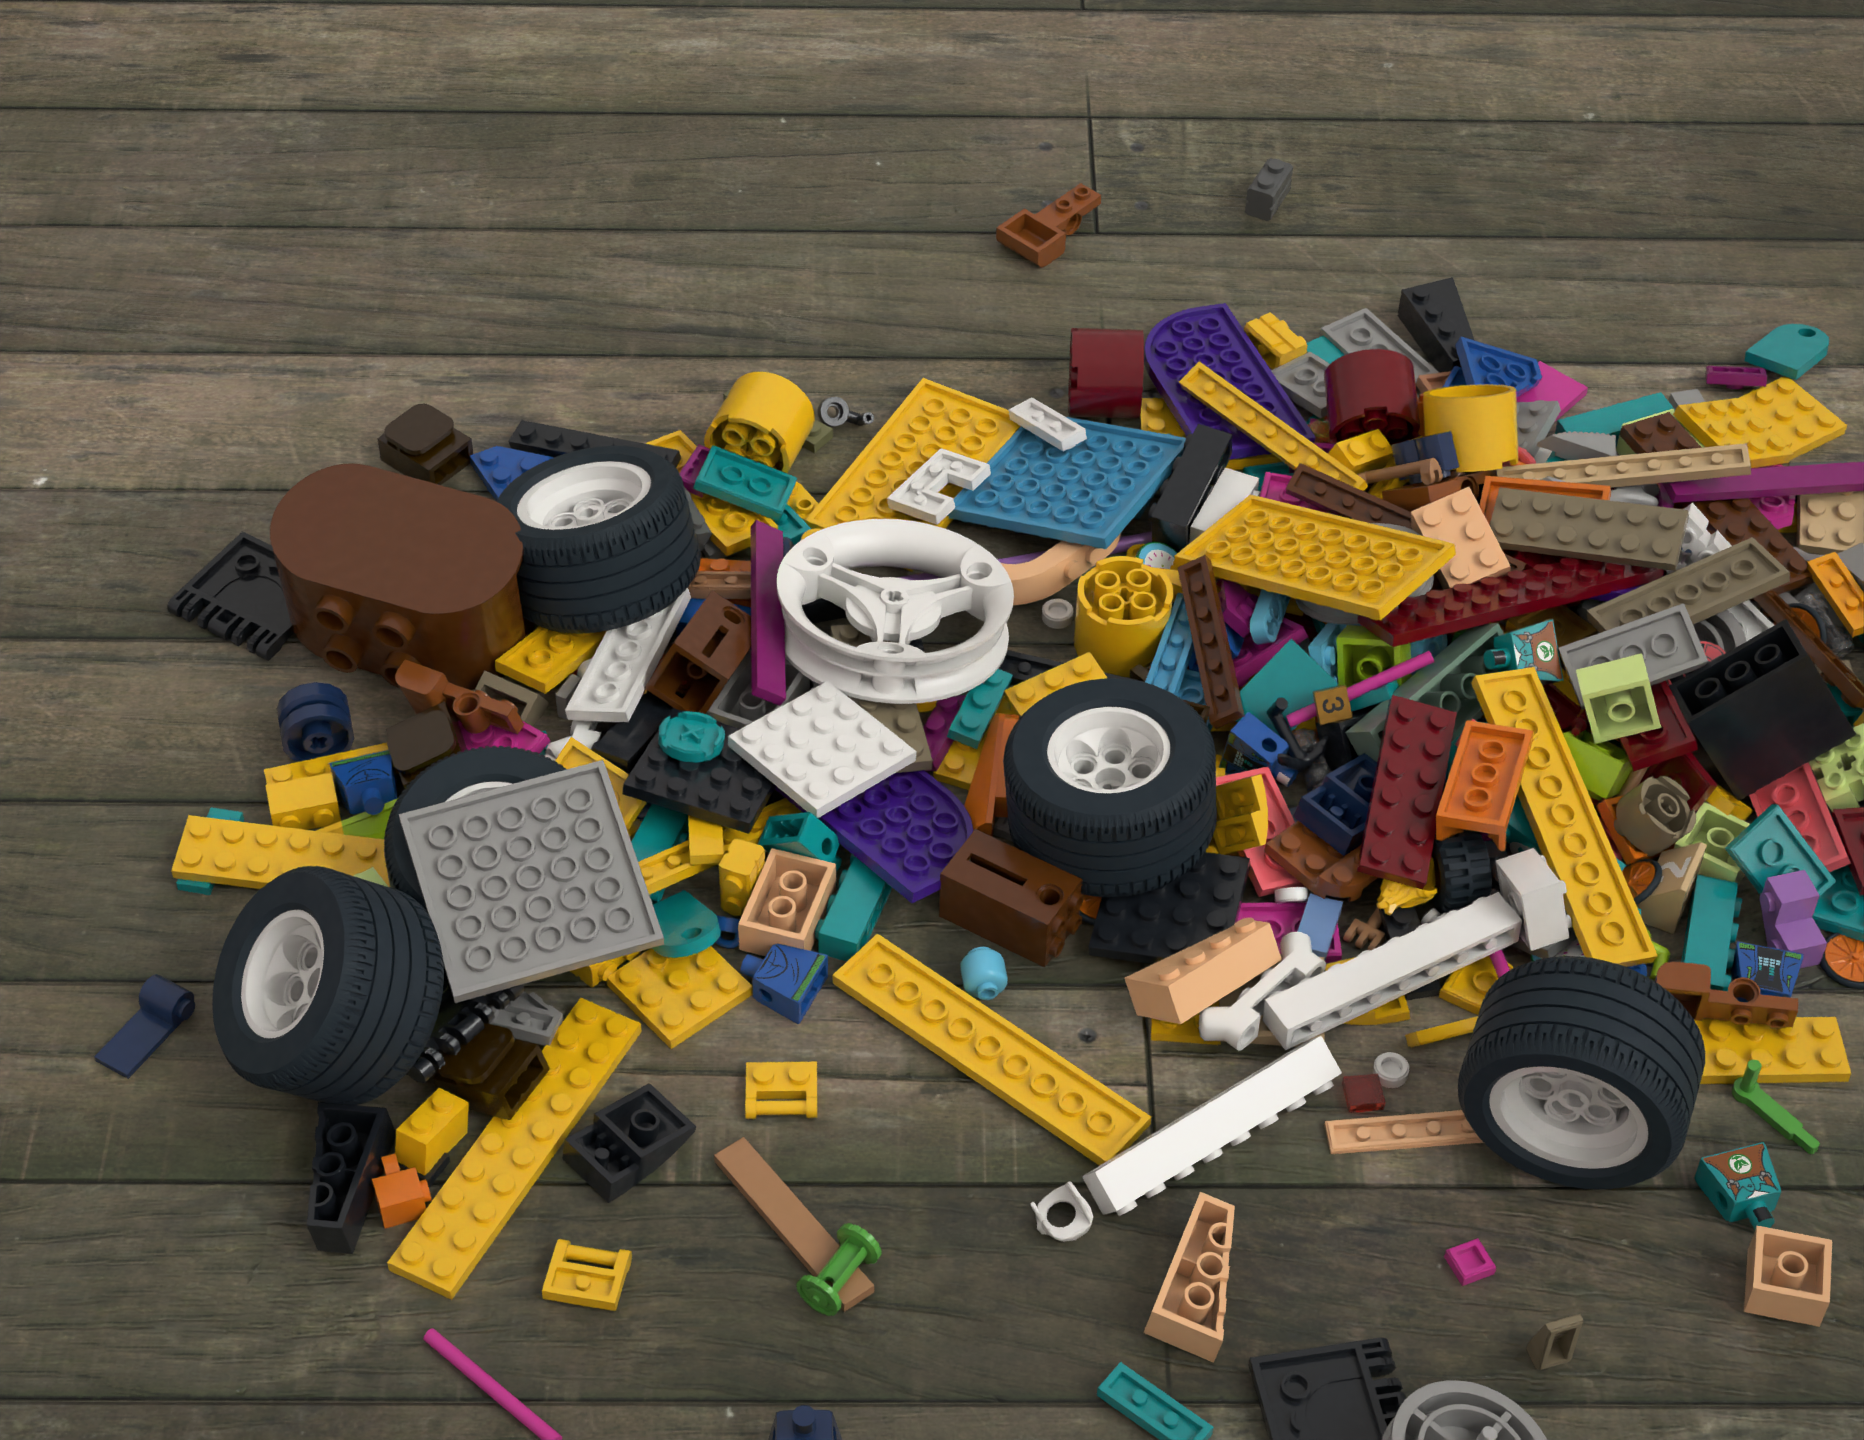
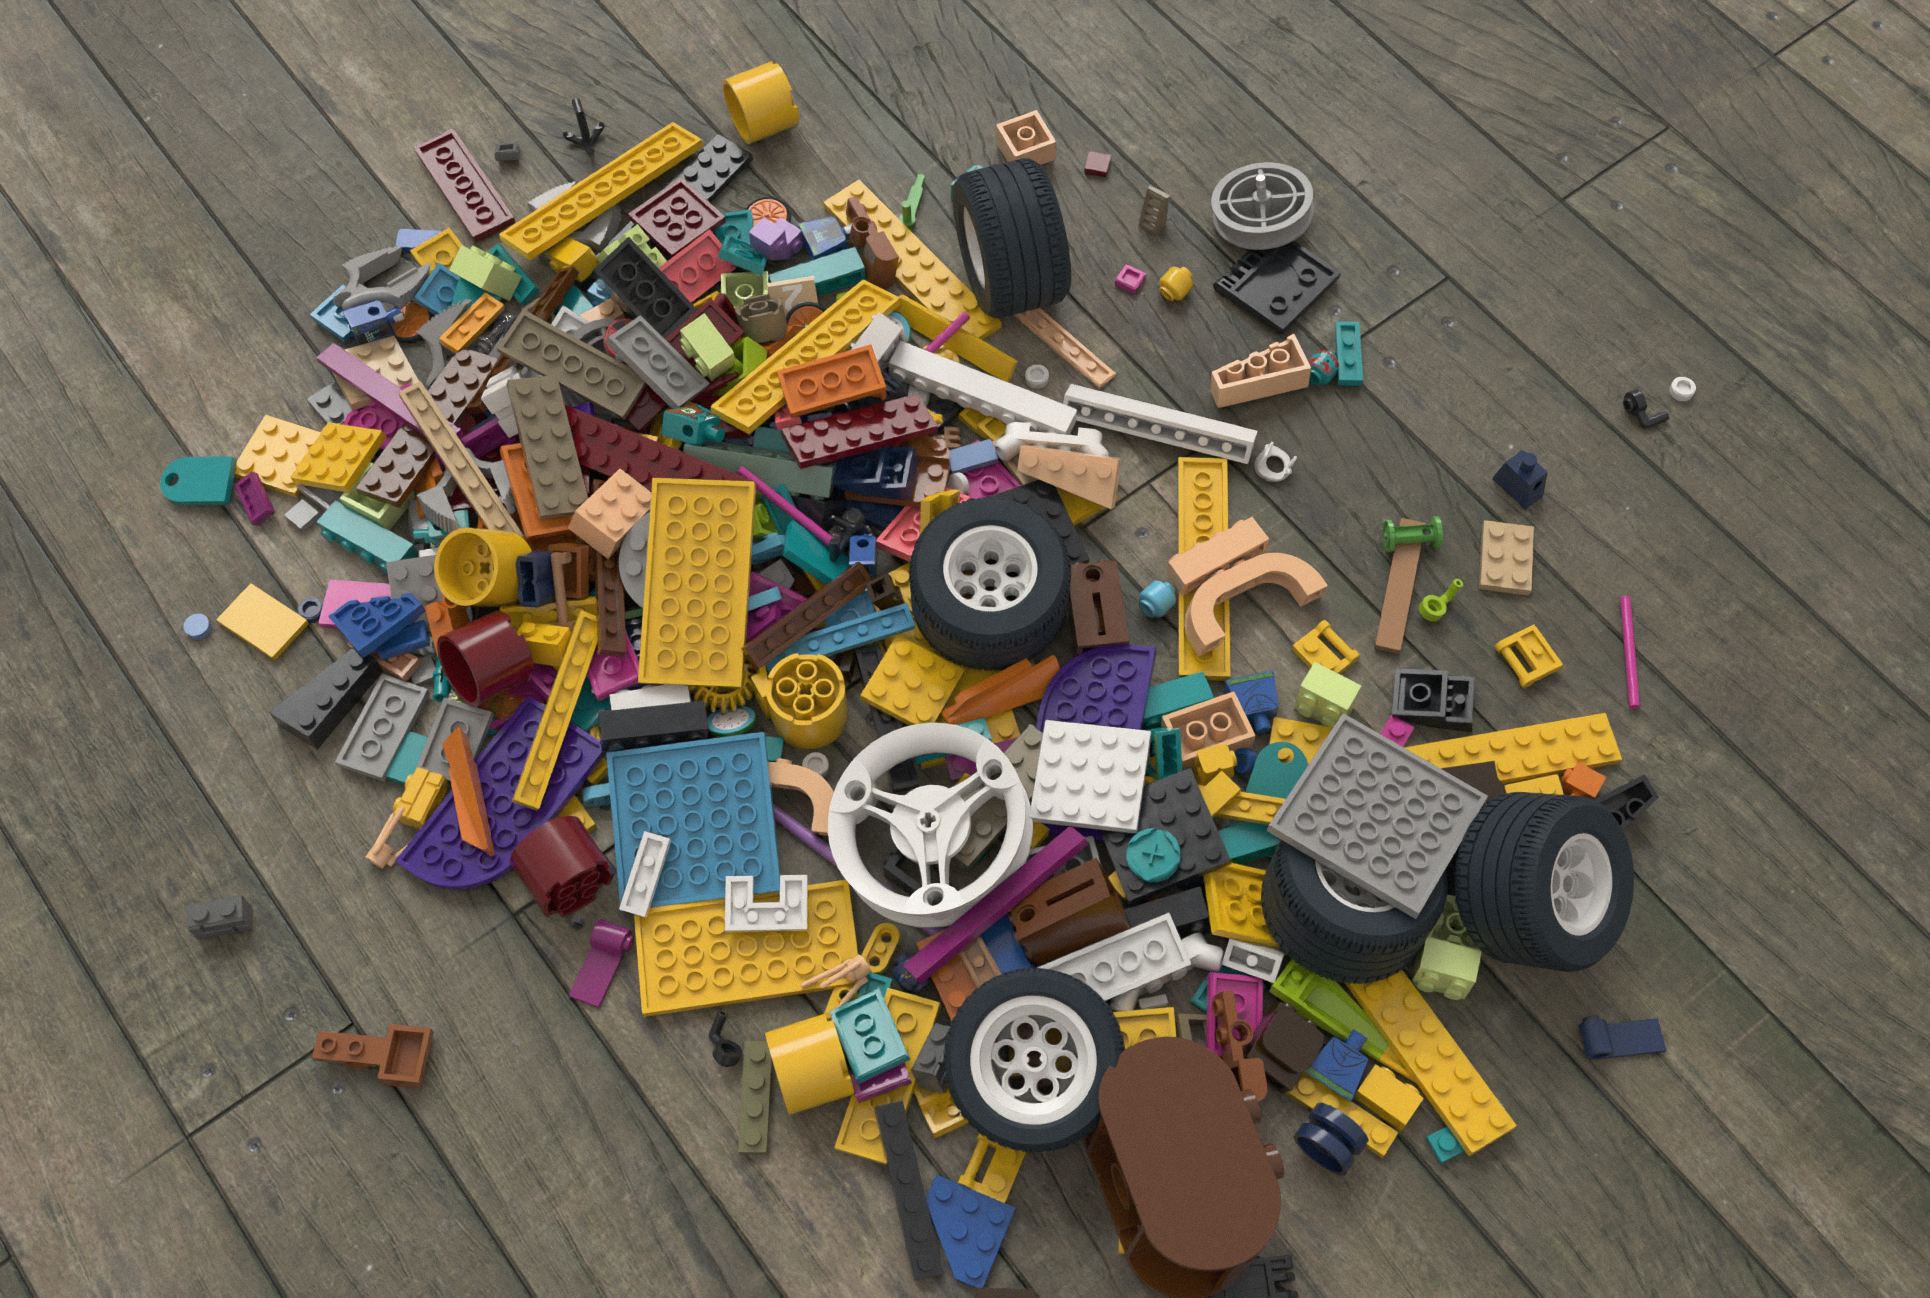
camera: 125 degrees left, 15 degrees up
(627, 1080) = (1397, 731): none -> dark pink plate
(721, 1027) = (1326, 695): none -> yellowish green brick
(725, 1360) = (1506, 558): none -> tan plate
(732, 1238) = (1434, 607): none -> lime plate
(816, 511) = (853, 969): none -> light nougat plant
(910, 1107) = (1277, 568): none -> light nougat arch
(980, 1047) = (1222, 551): none -> light nougat brick
(998, 383) = (608, 947): none -> magenta door
(1157, 1360) = (1323, 367): none -> teal head
(1241, 356) = (468, 792): none -> orange wedge
(1244, 301) = (380, 852): none -> light nougat plant
(1332, 704) = (812, 514): pearl gold tile -> none
(1363, 1093) = (1064, 377): clear red tile -> none
(1417, 1292) = (1176, 283): none -> yellow head
(1565, 364) = (310, 609): none -> tile
(1576, 332) = (262, 621): none -> yellow tile
(1607, 292) = (197, 626): none -> tile
(1700, 1354) = (1097, 164): none -> tile

